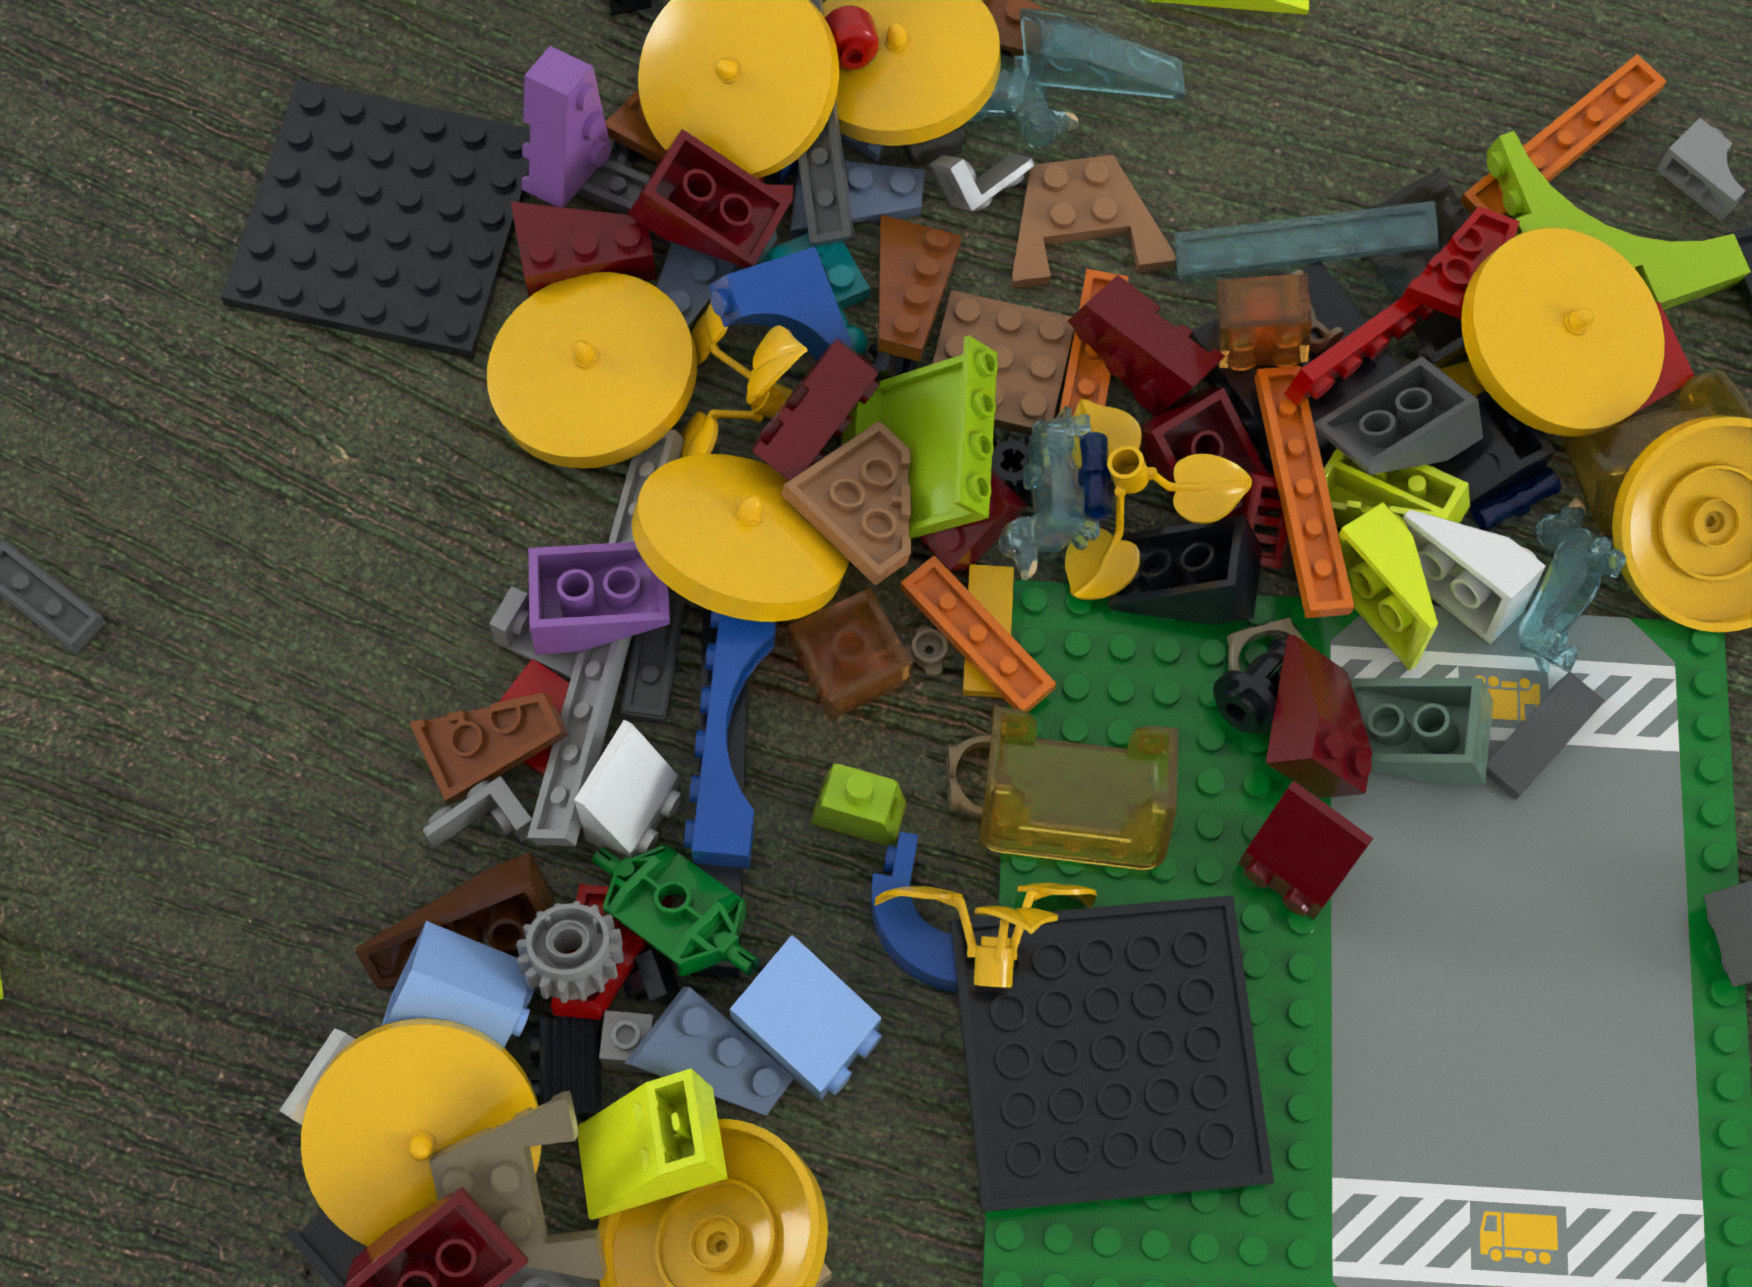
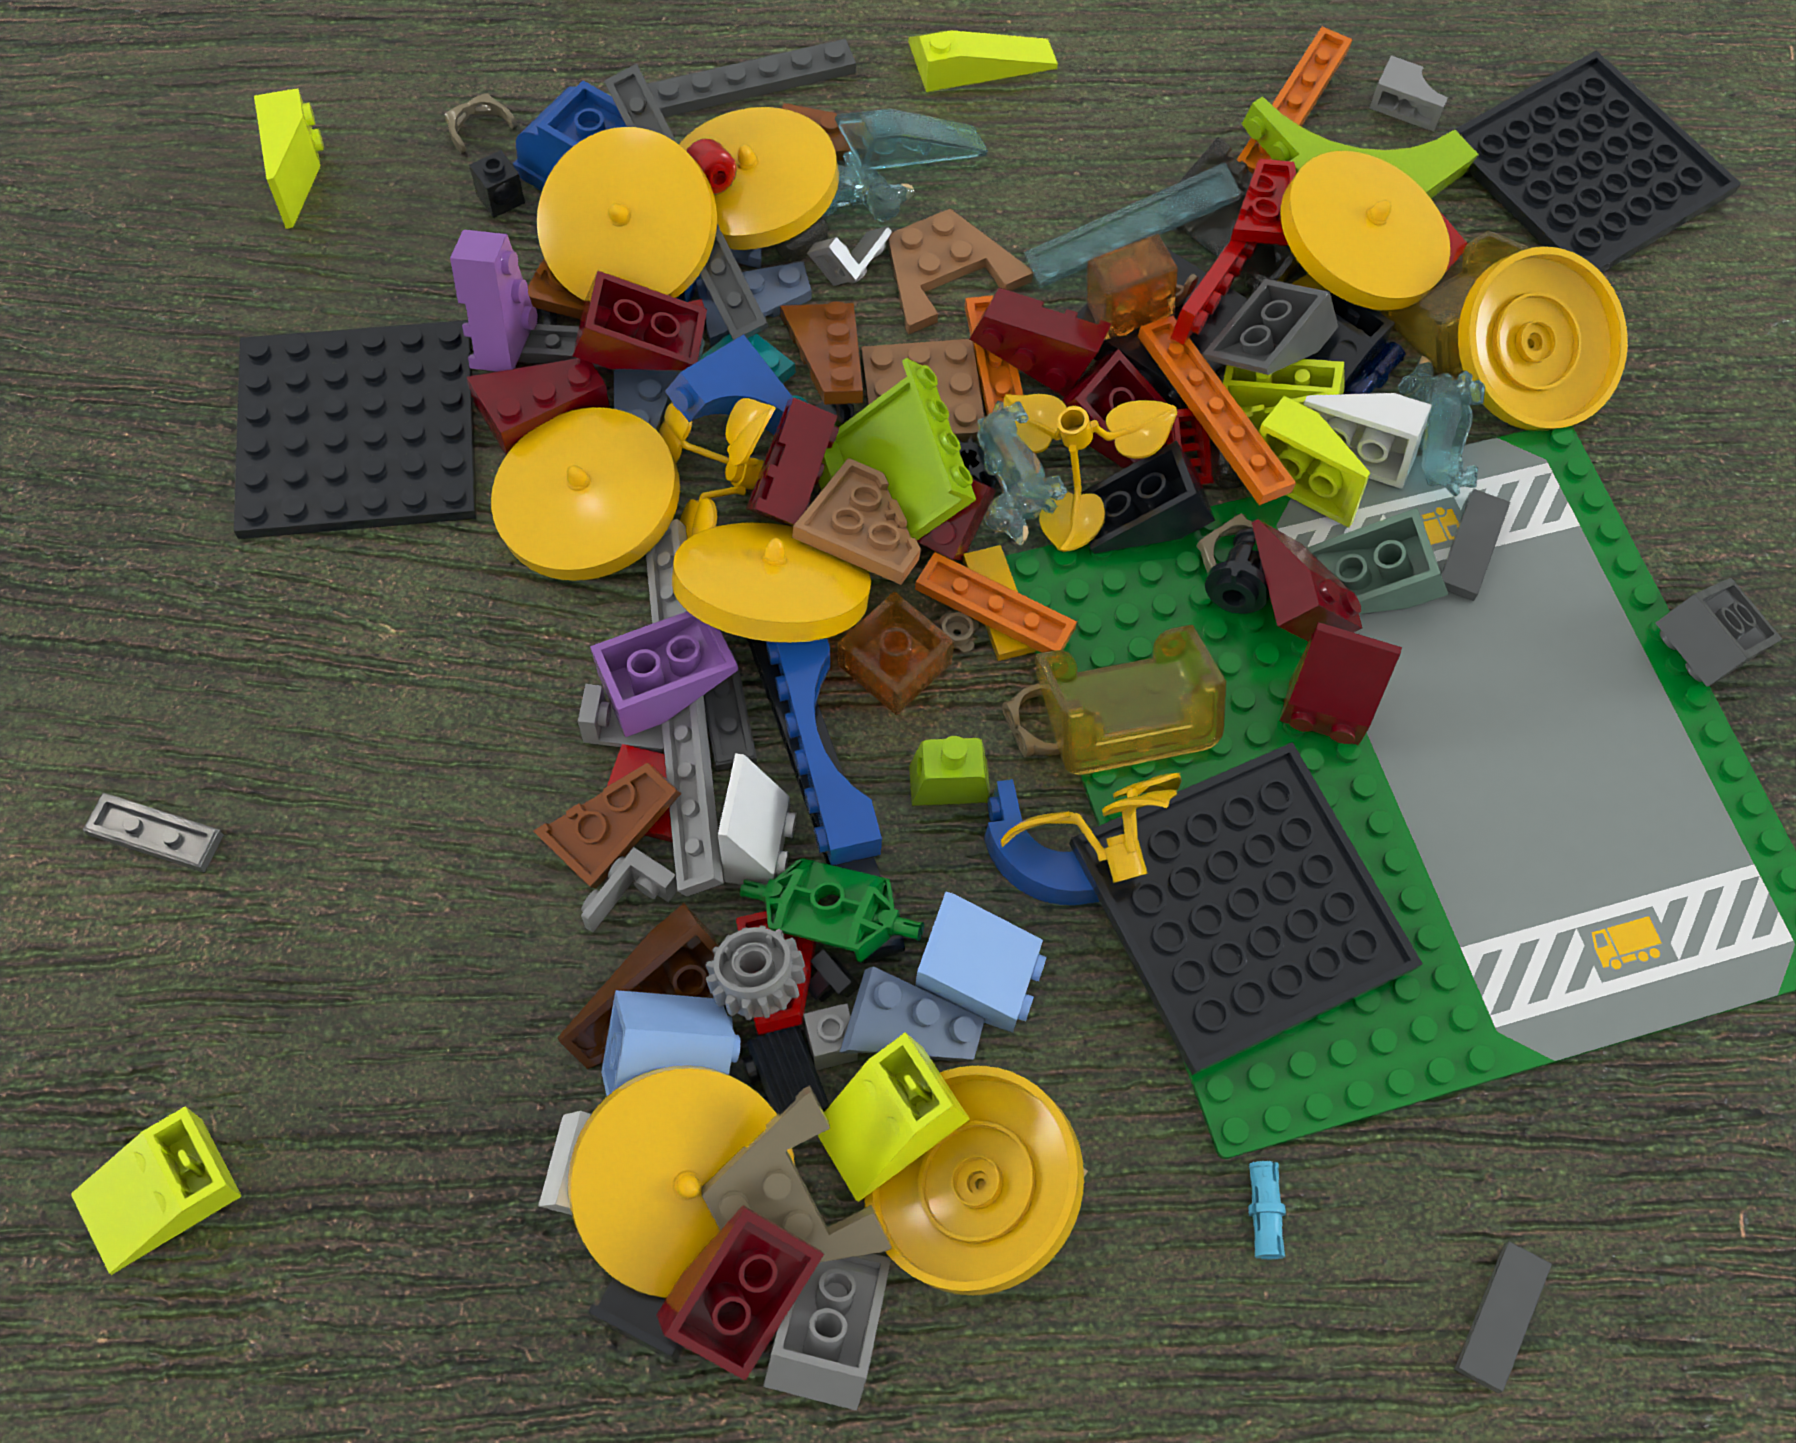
camera: 20 degrees left, 5 degrees down
(1095, 477) = (1047, 445): clear blue pin -> none

